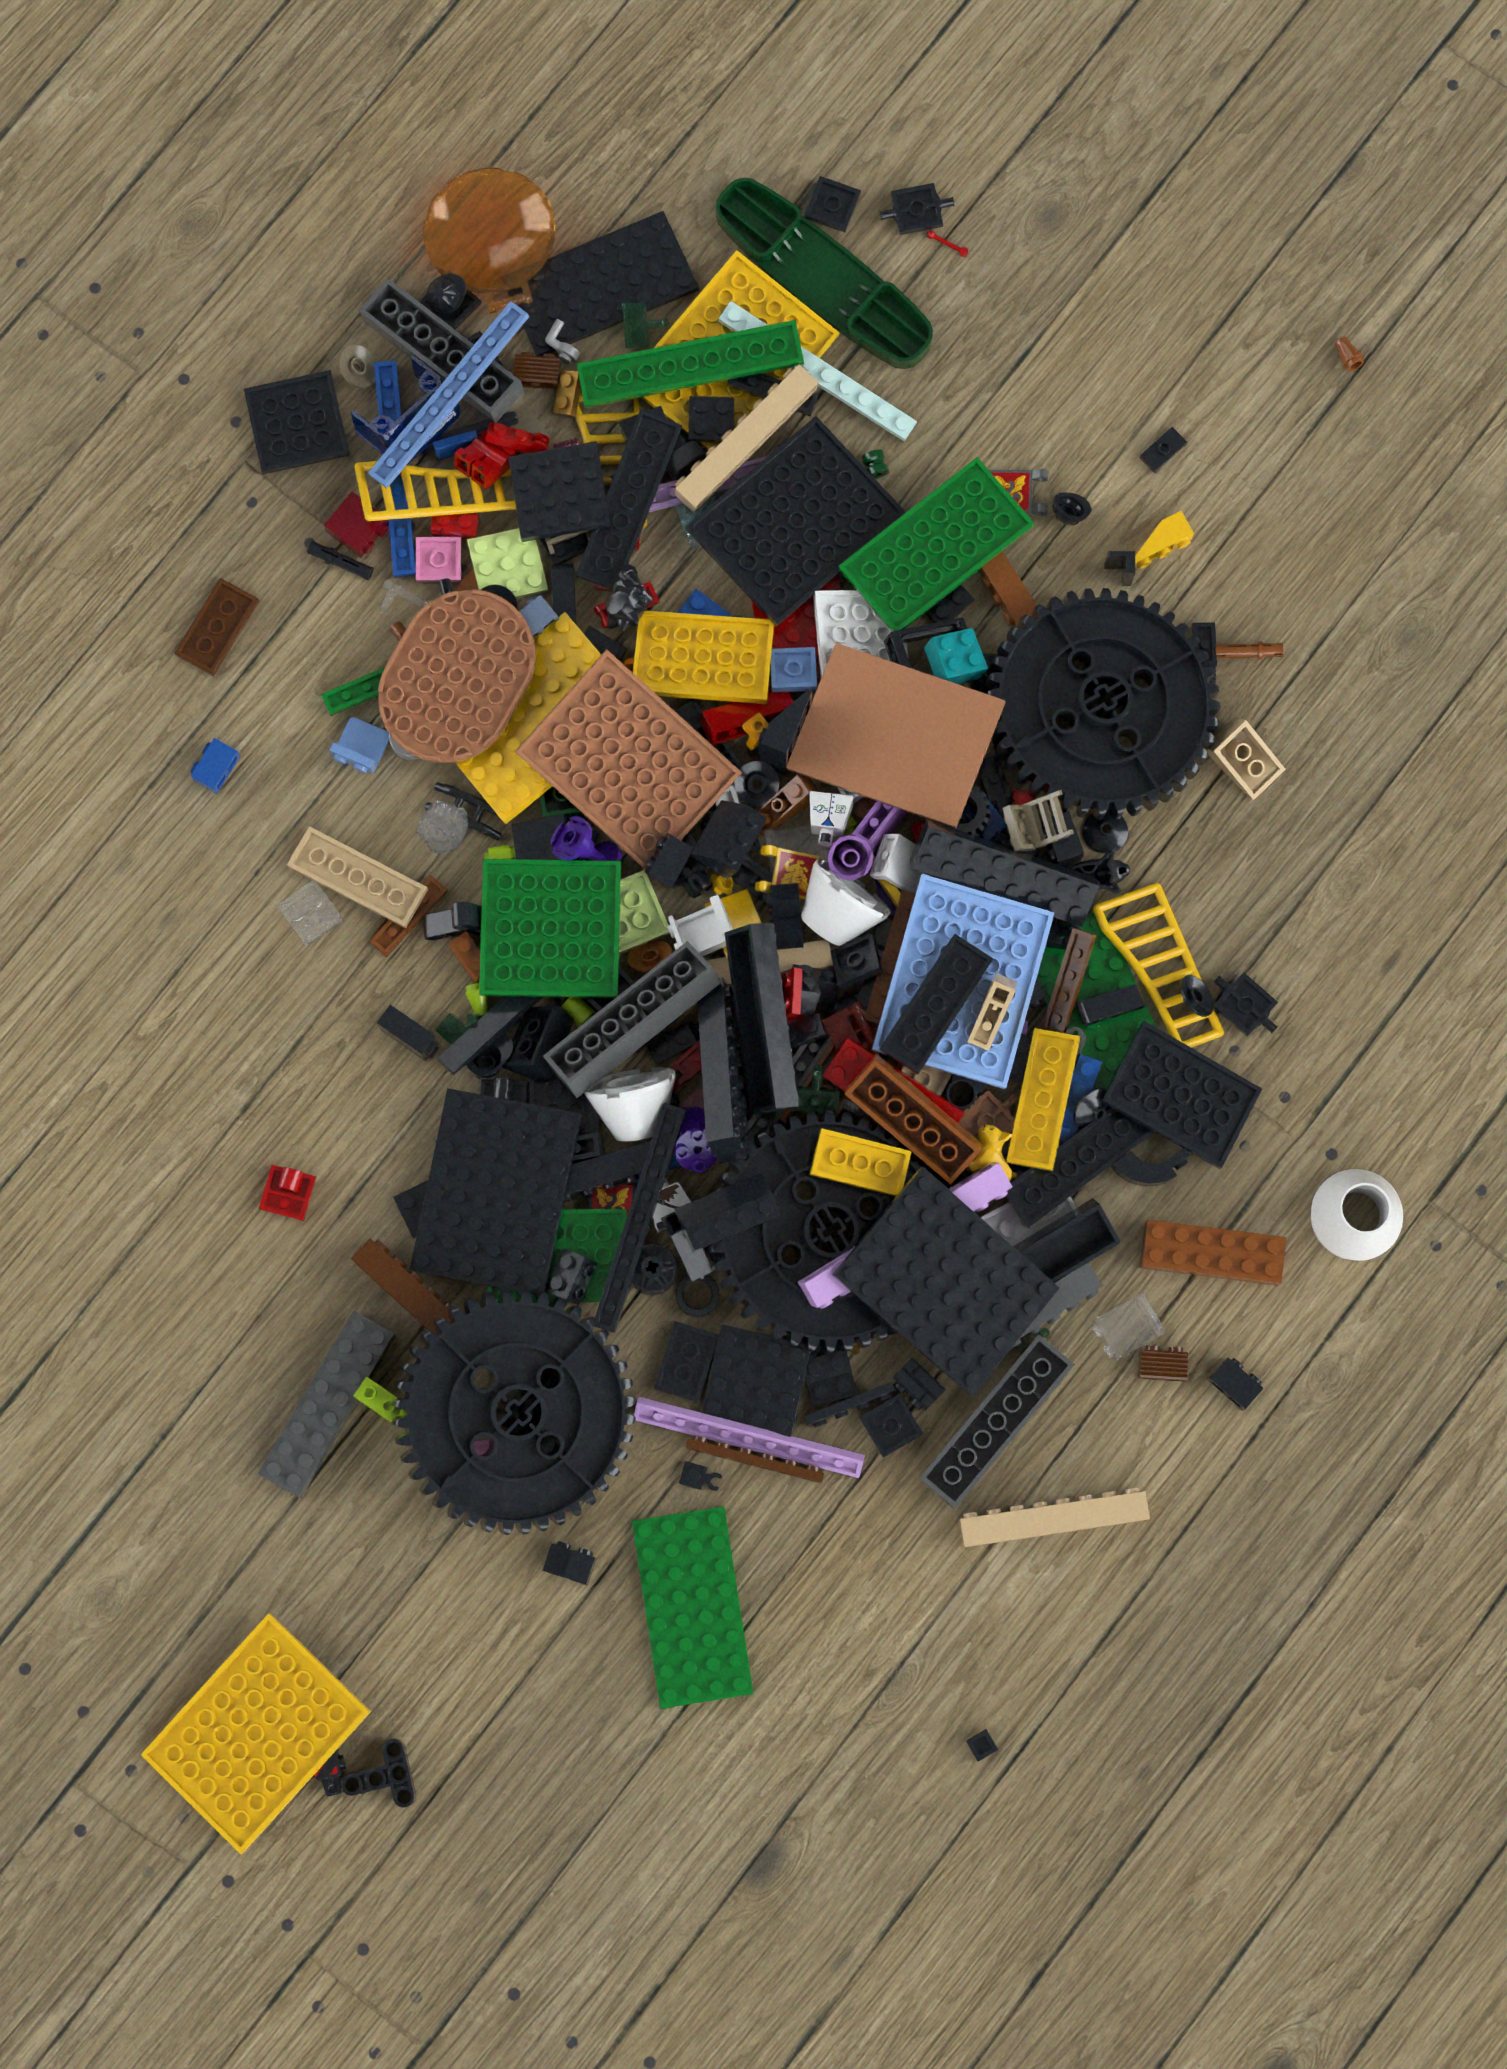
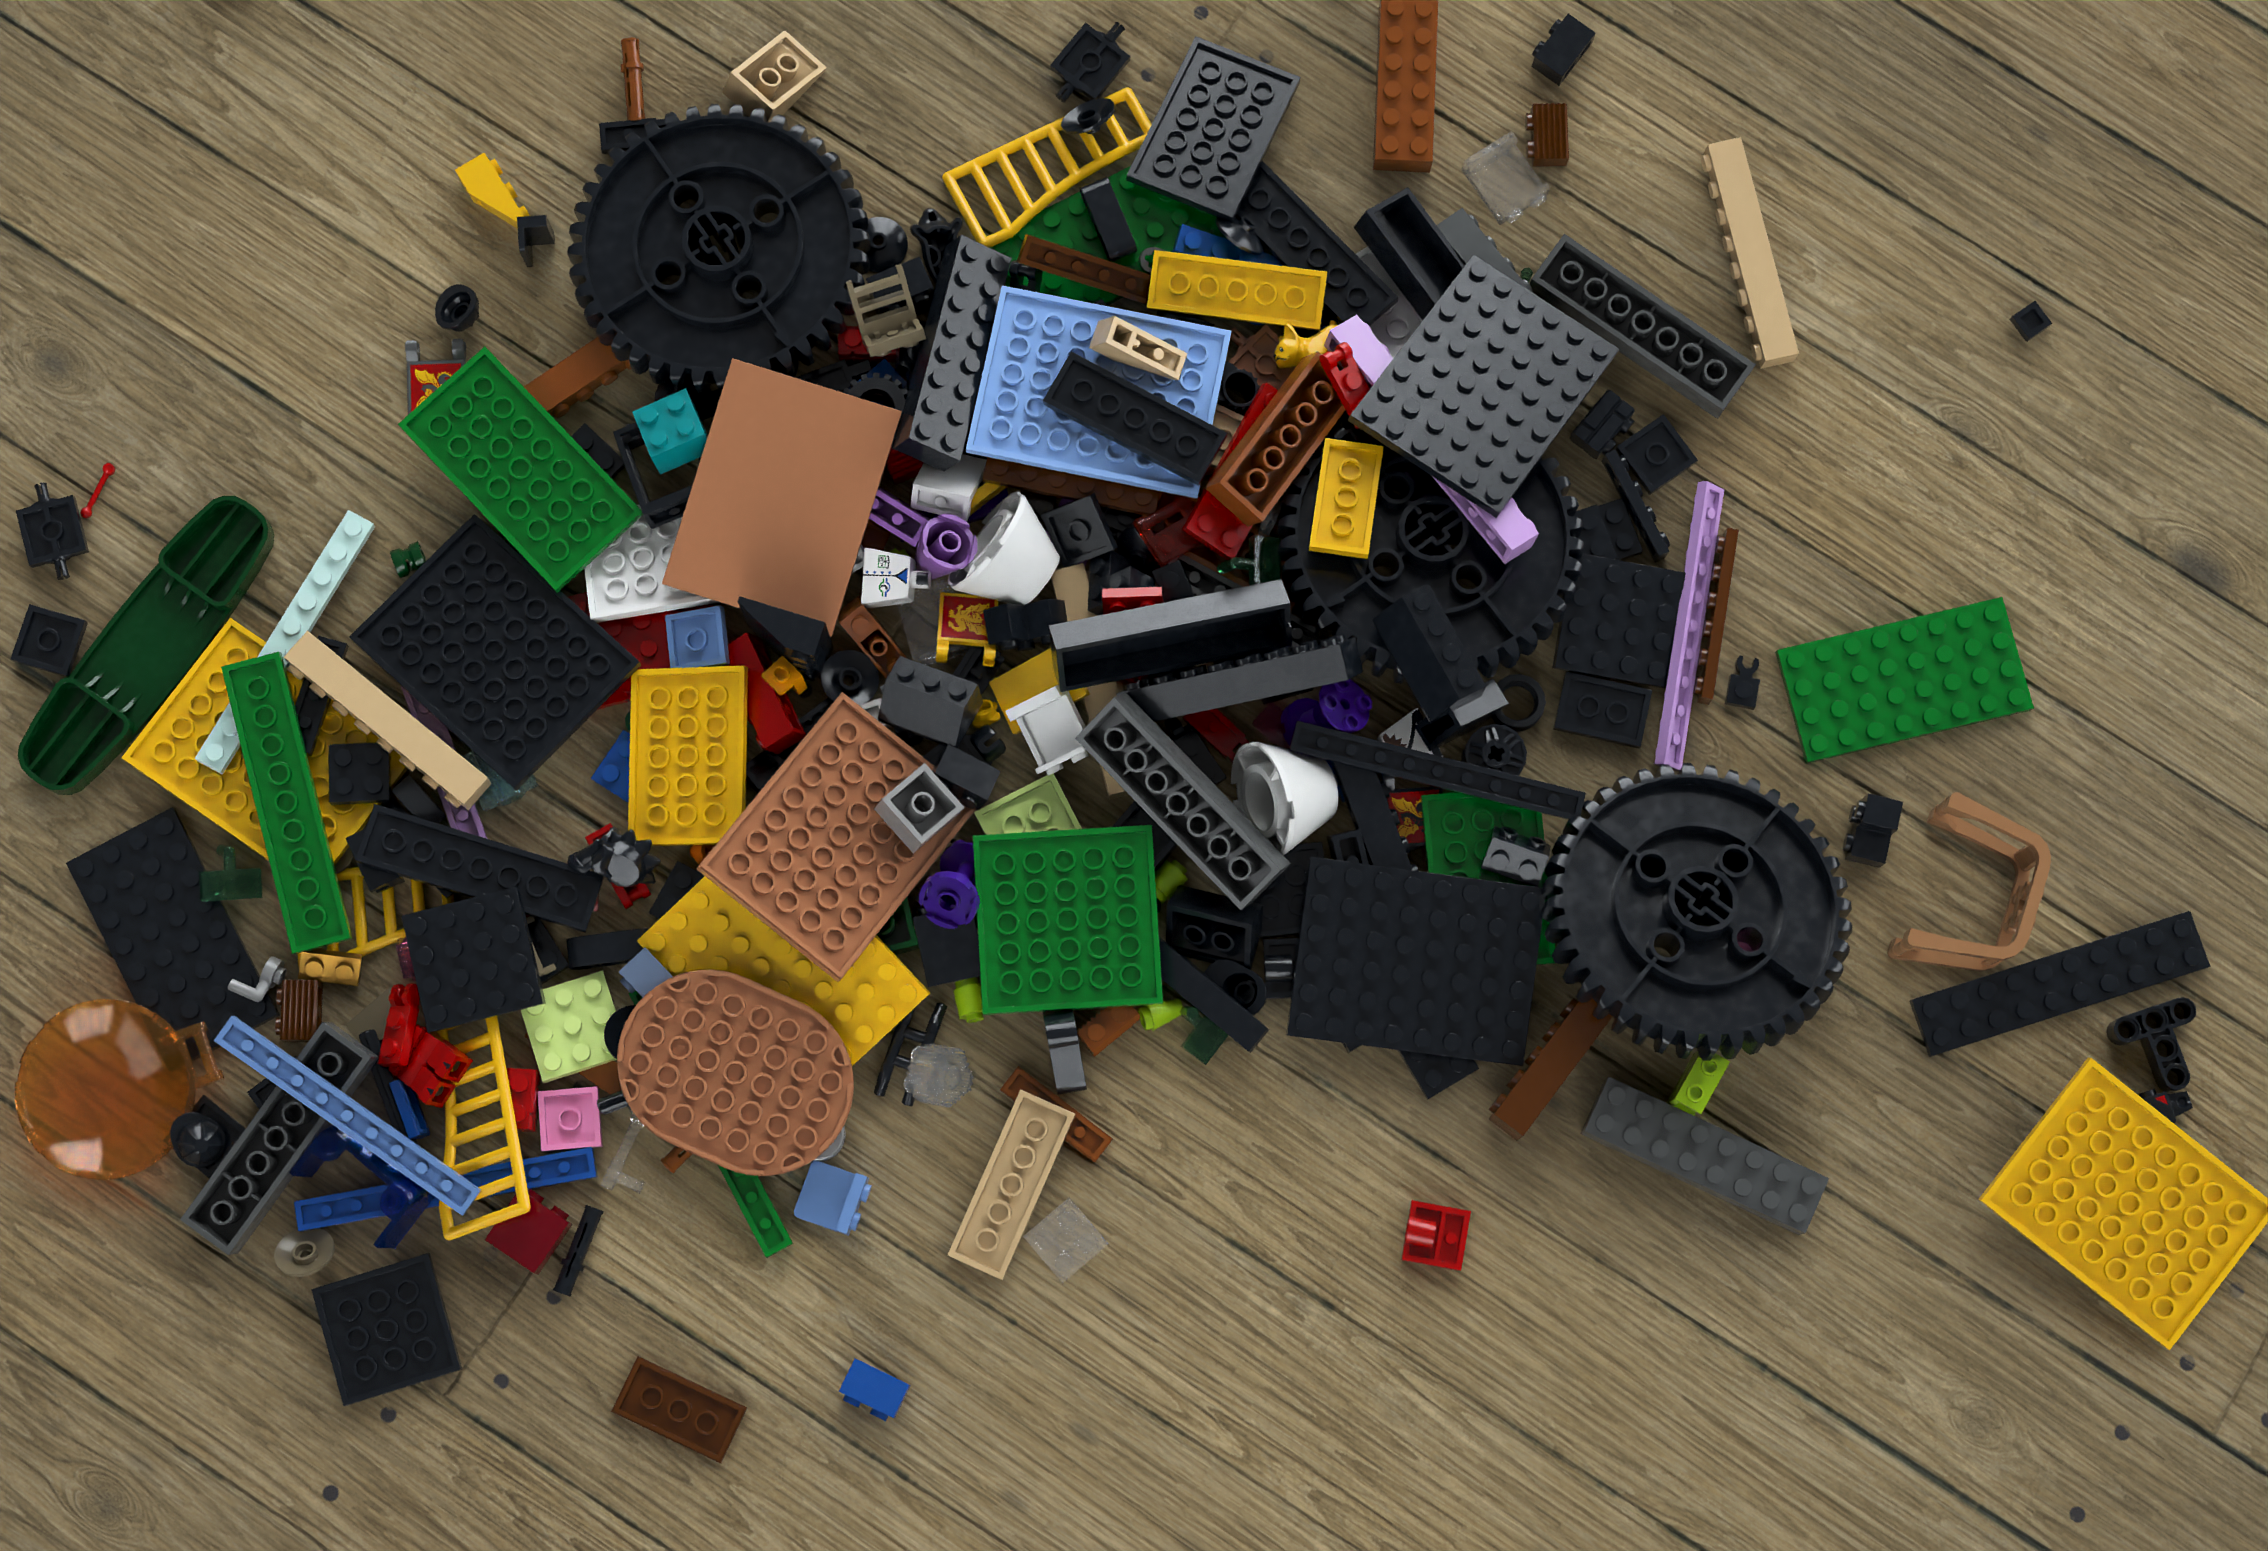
camera: 95 degrees left, 0 degrees up
(408, 1033) = (1217, 1094): black brick -> none
(437, 1705) = (2059, 983): none -> black plate
(468, 1591) = (2022, 903): none -> medium nougat windscreen
(643, 821) = (918, 808): none -> light grey brick
(648, 955) = (1079, 792): dark orange dish -> none
(956, 1174) = (1347, 382): none -> red plate
(1145, 1174) = (1314, 157): black arch -> none
(1163, 449) = (370, 201): black plate -> none

